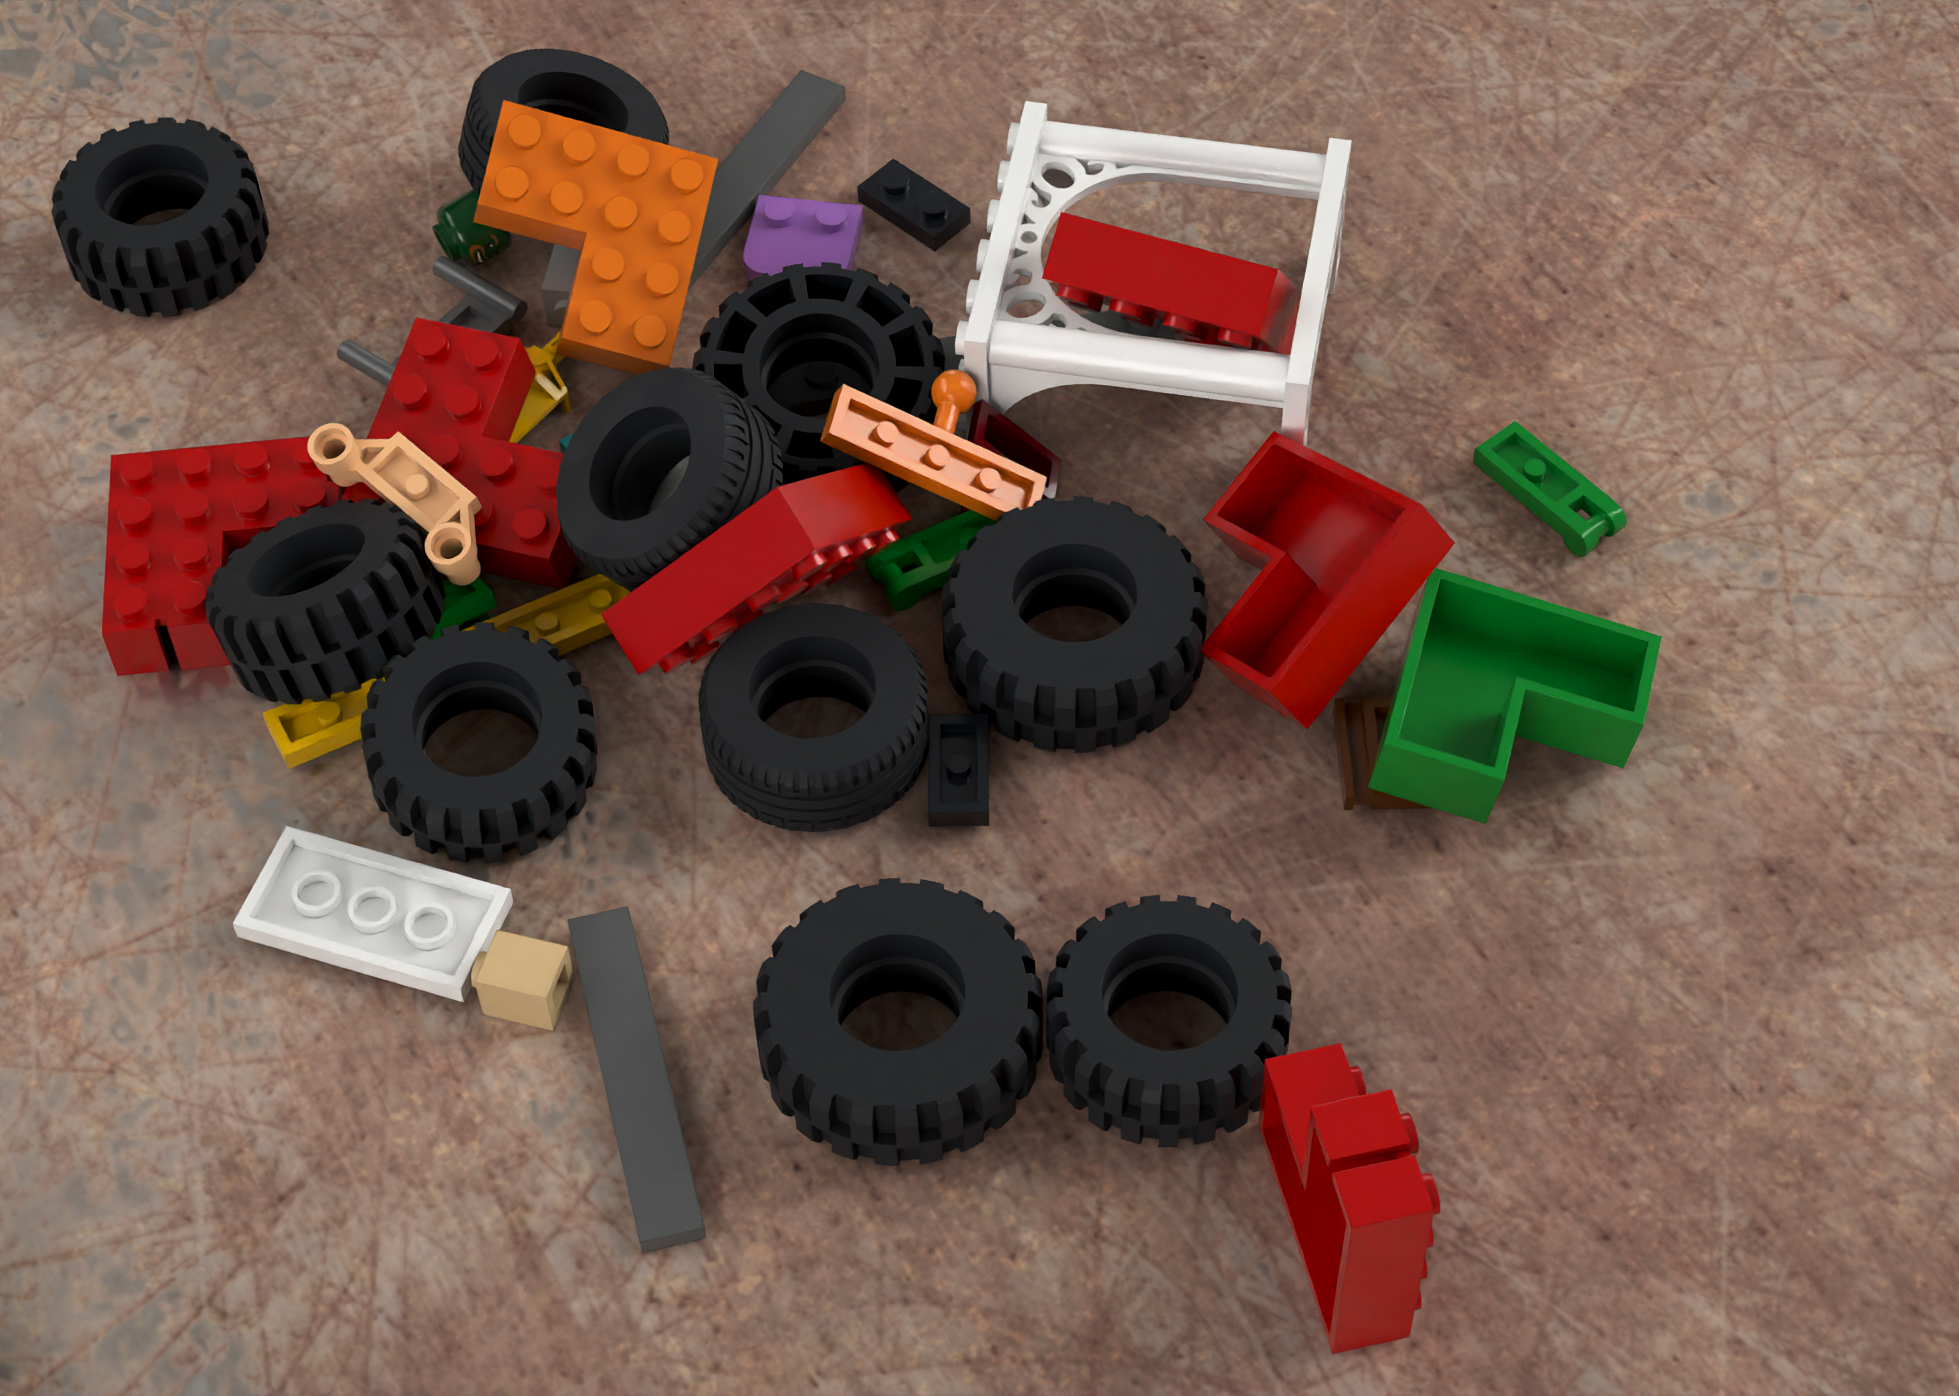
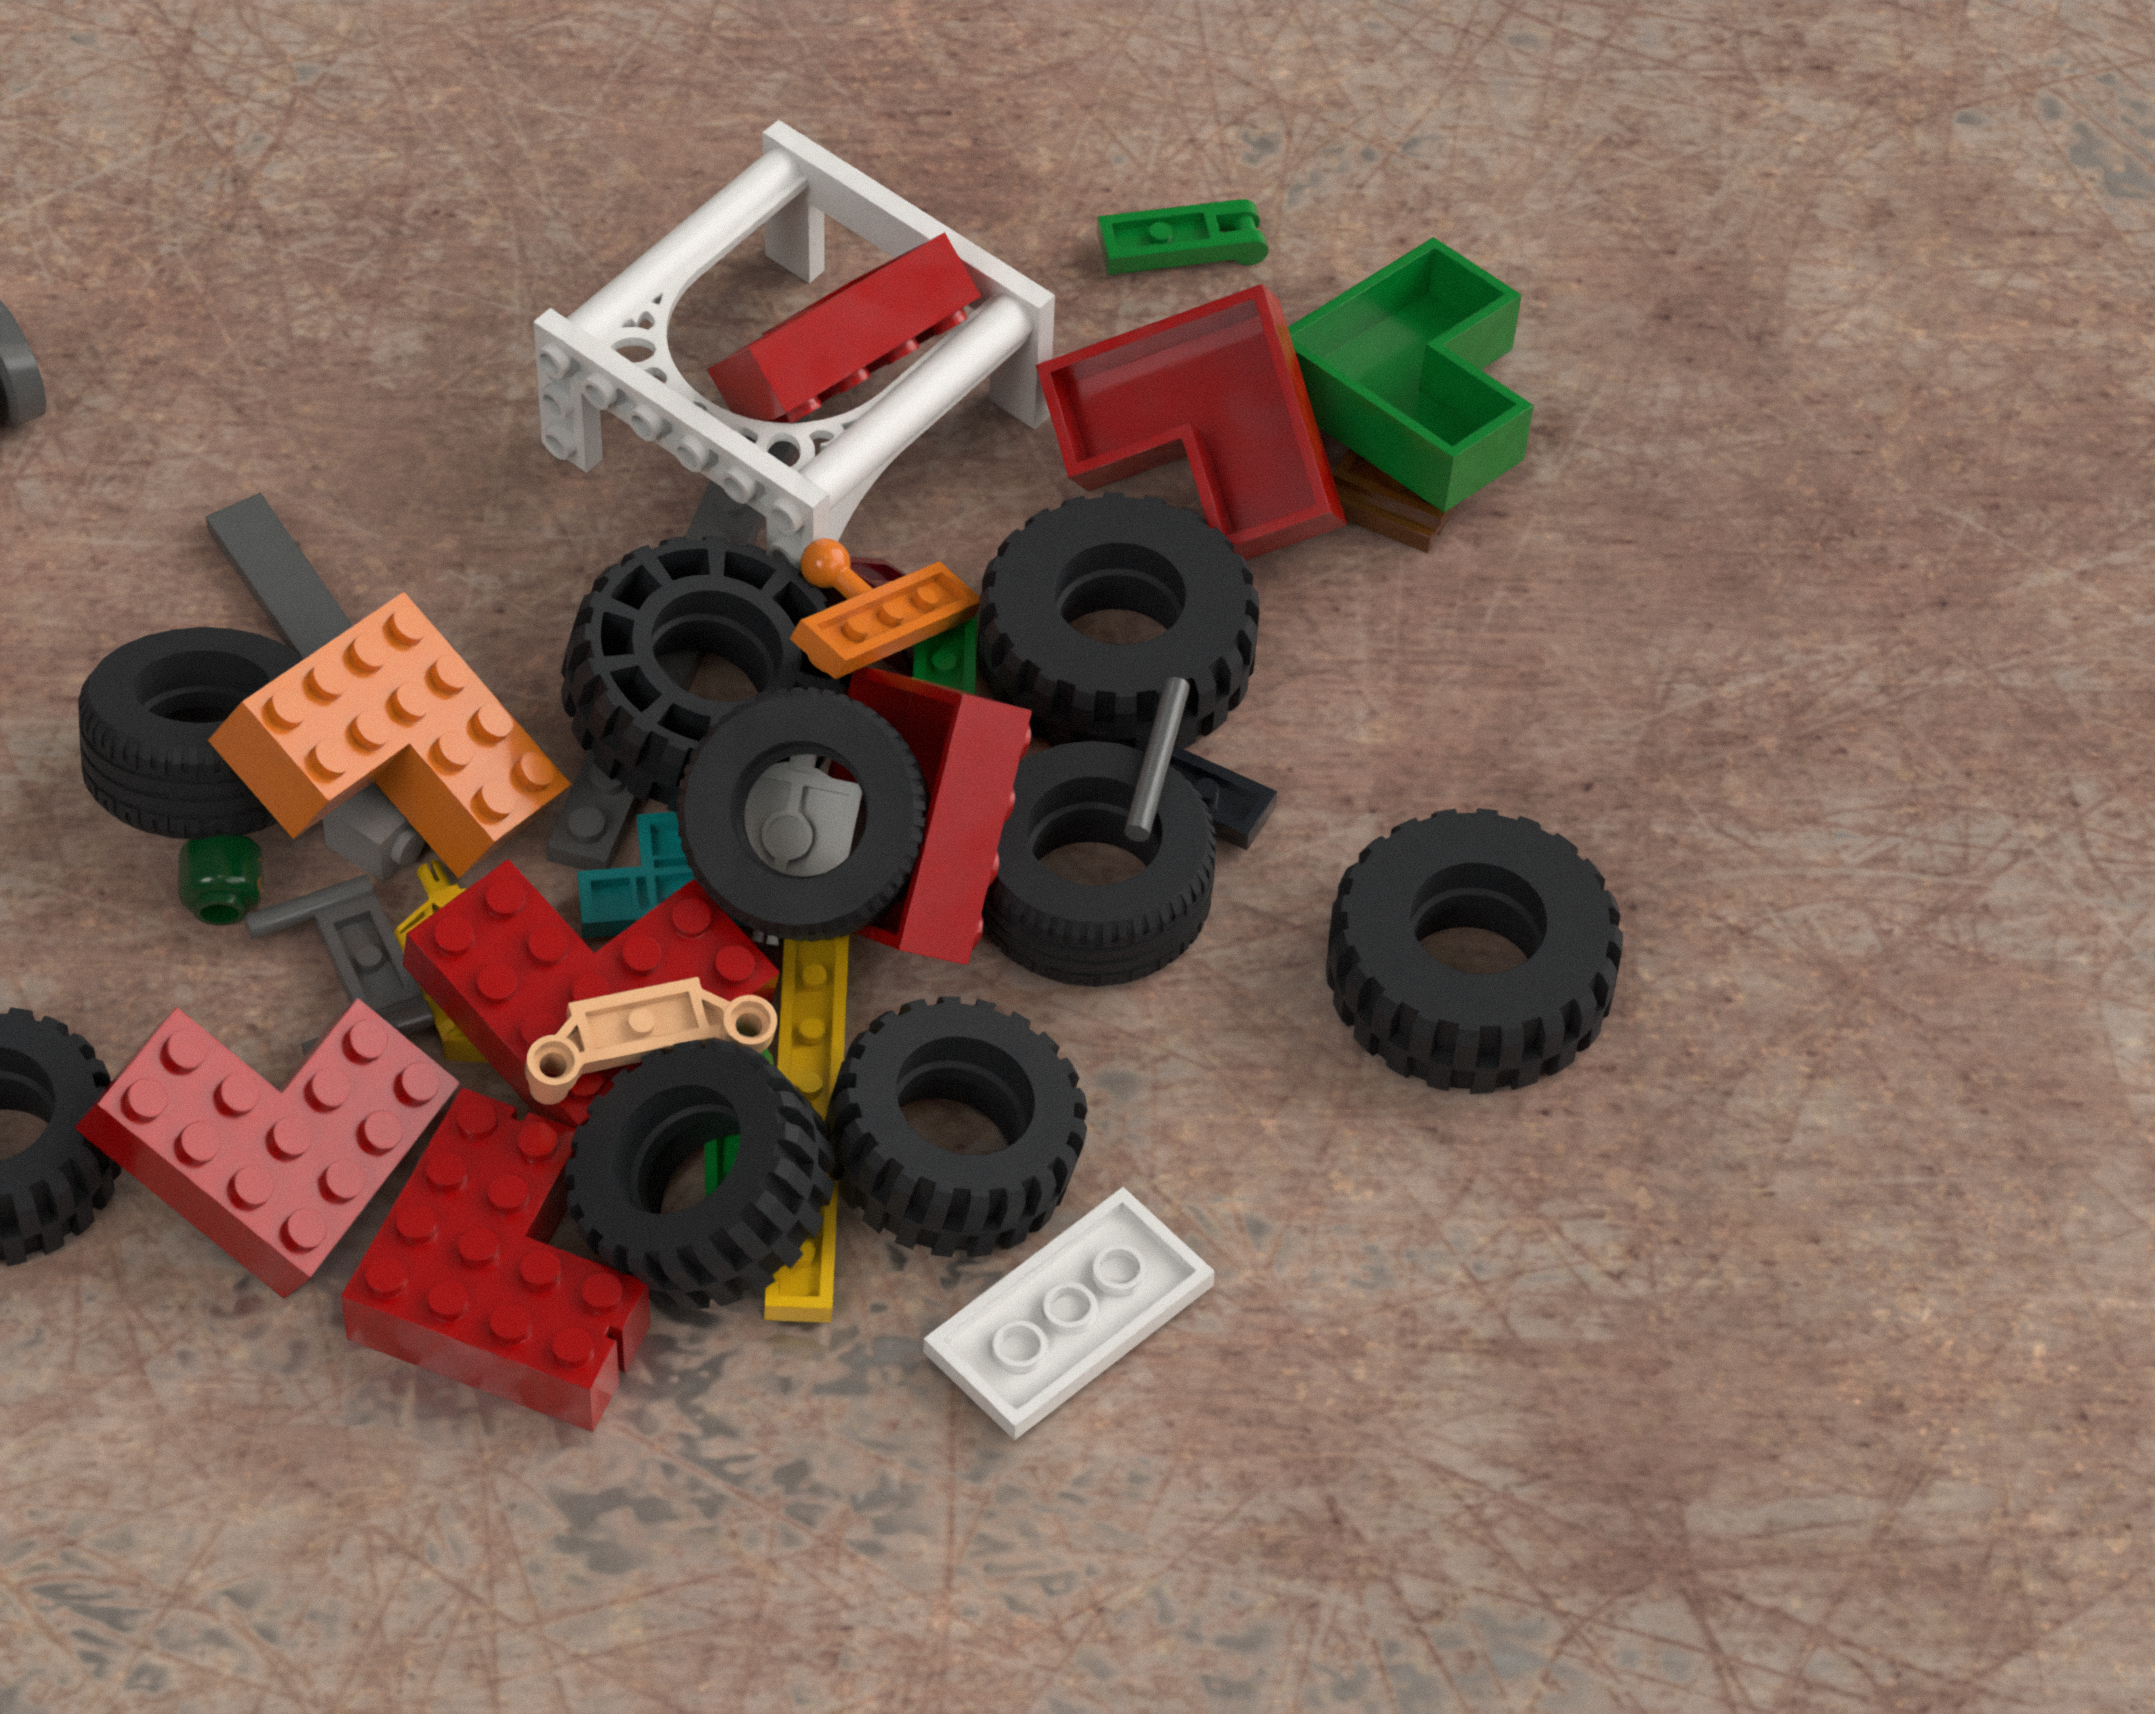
camera: 65 degrees left, 0 degrees up
(201, 361) = (261, 1165): none -> piece
(523, 979) = (1232, 1219): tan brick -> none
(636, 1080) = (1380, 1185): dark grey tile -> none
(800, 232) = (472, 617): medium lavender plate -> none
(907, 689) = (1156, 759): none -> dark grey bar
(914, 204) = (463, 516): black plate -> none
(1177, 950) = (1608, 703): black tyre -> none
(1349, 1193) = (1867, 734): red piece -> none

